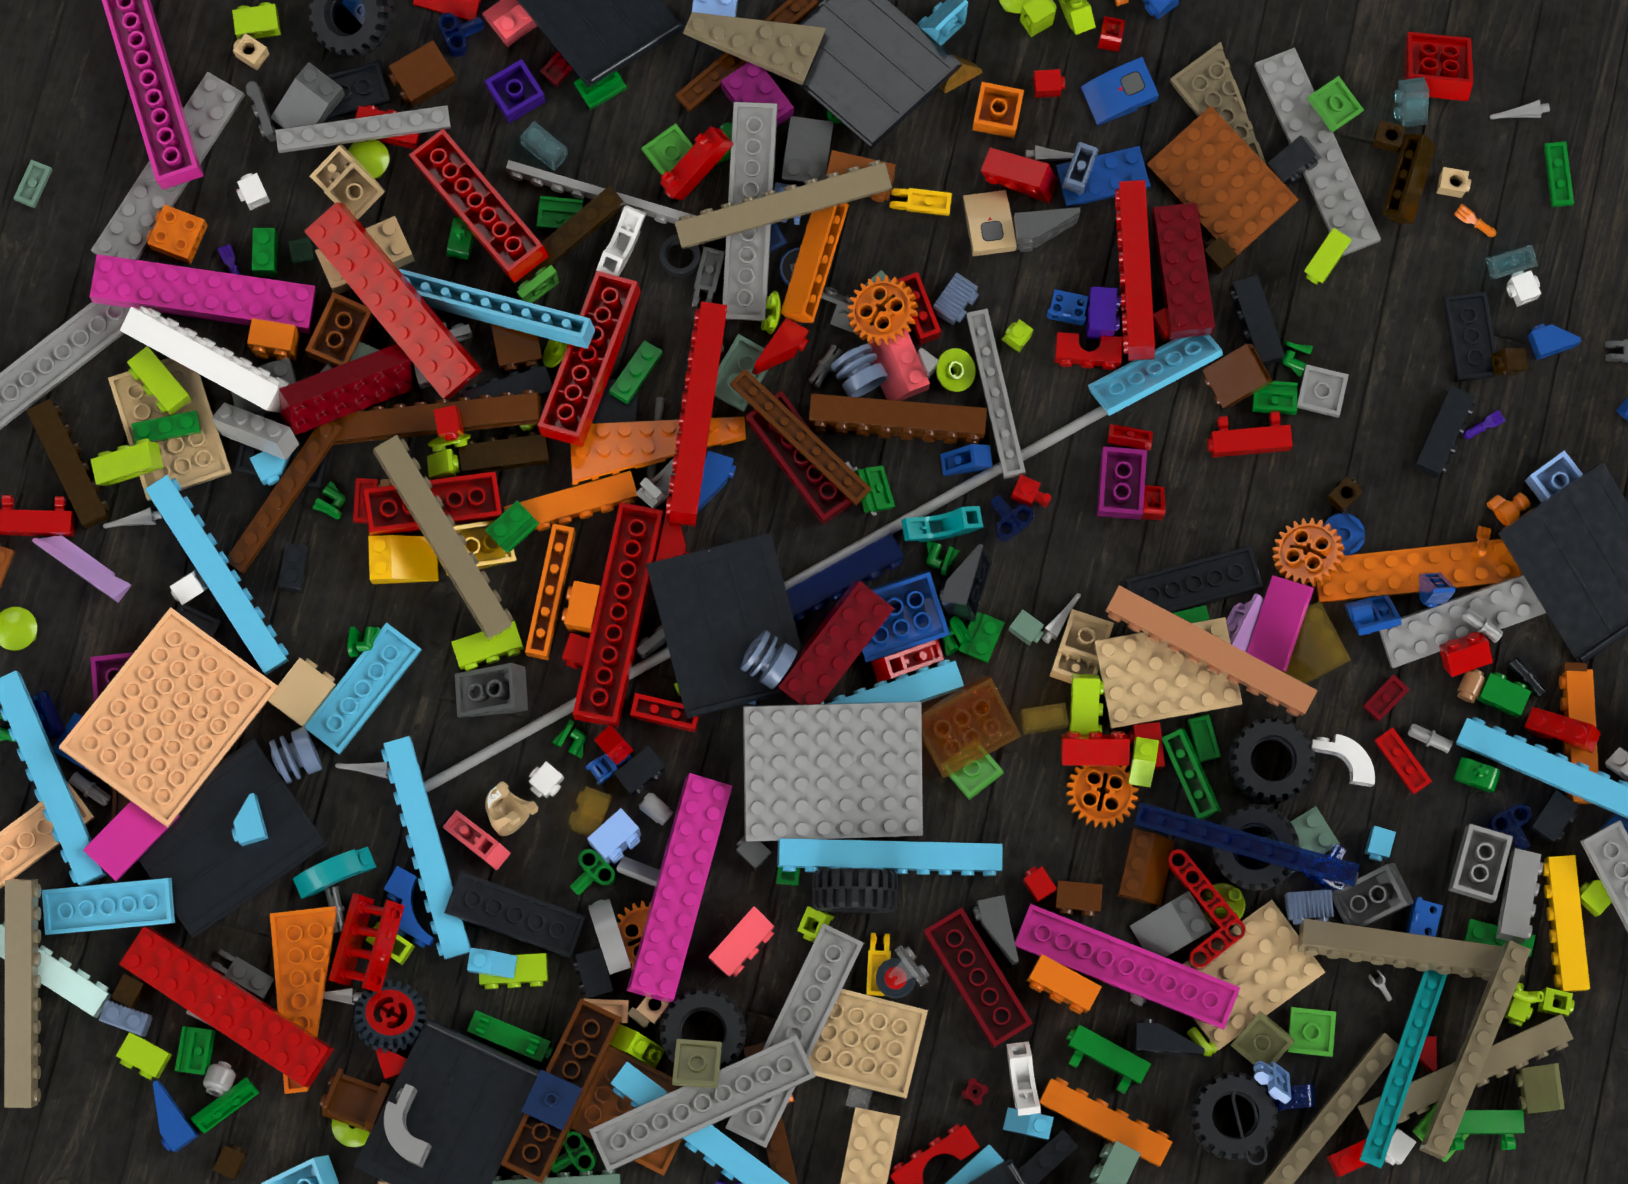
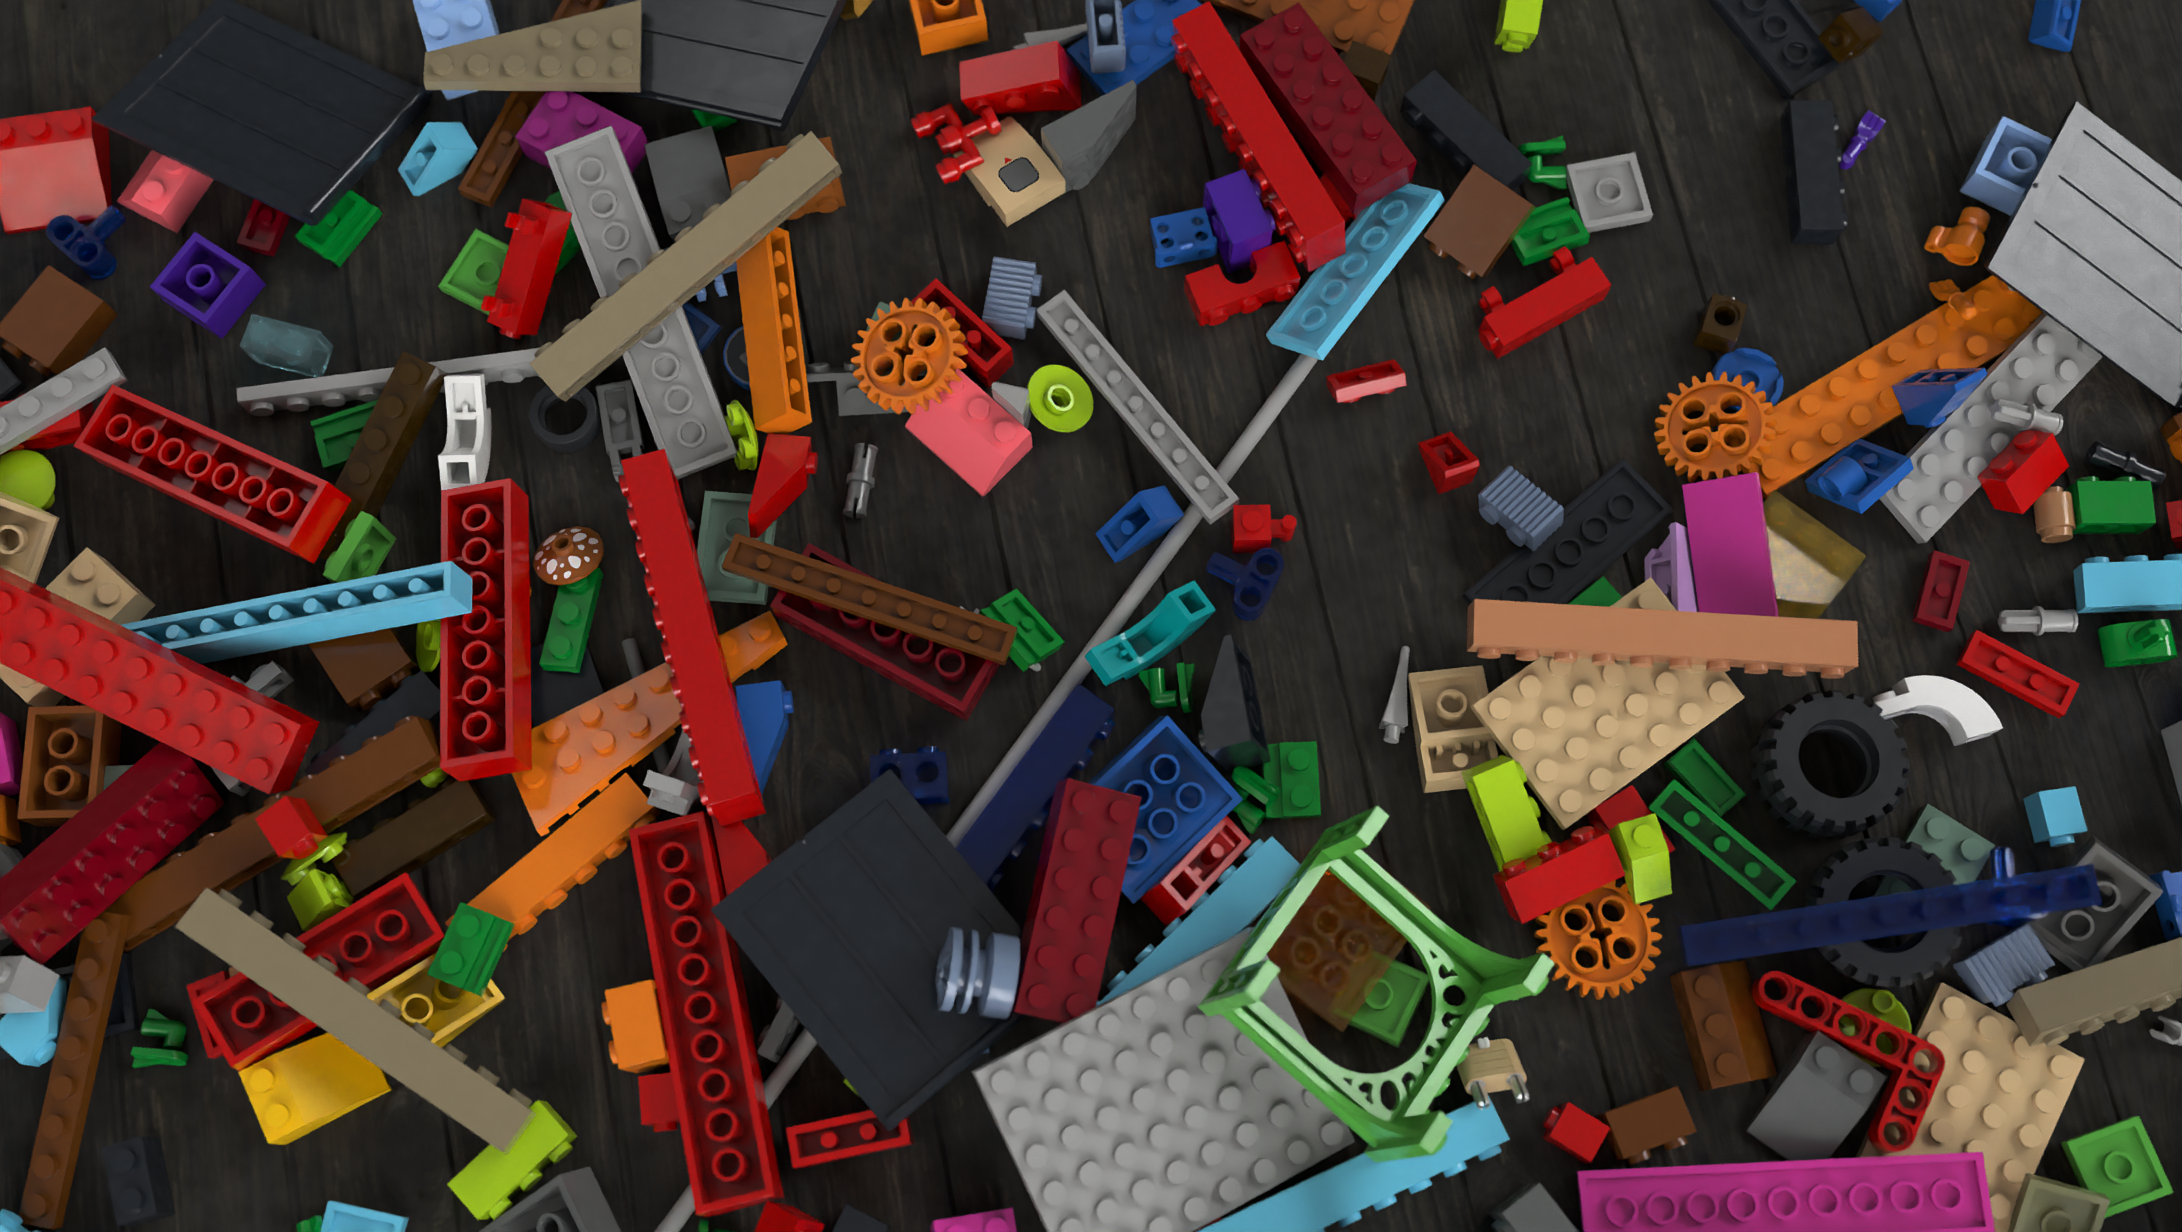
camera: 20 degrees left, 5 degrees down
(460, 240) = (211, 542): green beam -> none
(550, 591) = (578, 1025): orange brick -> none
(649, 336) = (568, 555): none -> dark orange dish
(671, 69) = (437, 156): none -> medium azure slope
(781, 537) = (910, 767): none -> clear blue brick
(858, 369) = (915, 462): sand blue wheel -> none
(897, 418) = (1006, 507): reddish brown brick -> none
(922, 201) = (894, 182): yellow hinge -> none
(967, 191) = (955, 138): none -> red piece
(1011, 832) = (1492, 1068): none -> tan piece
(1017, 335) = (1128, 308): lime brick -> none
(1027, 628) = (1355, 734): sand green brick -> none
(1029, 781) = (1482, 975): none -> bright green arch
(1044, 718) = (1451, 862): clear yellow brick -> none
(1121, 483) = (1389, 451): magenta brick -> none
(1178, 547) = (1520, 509): none -> sand blue brick

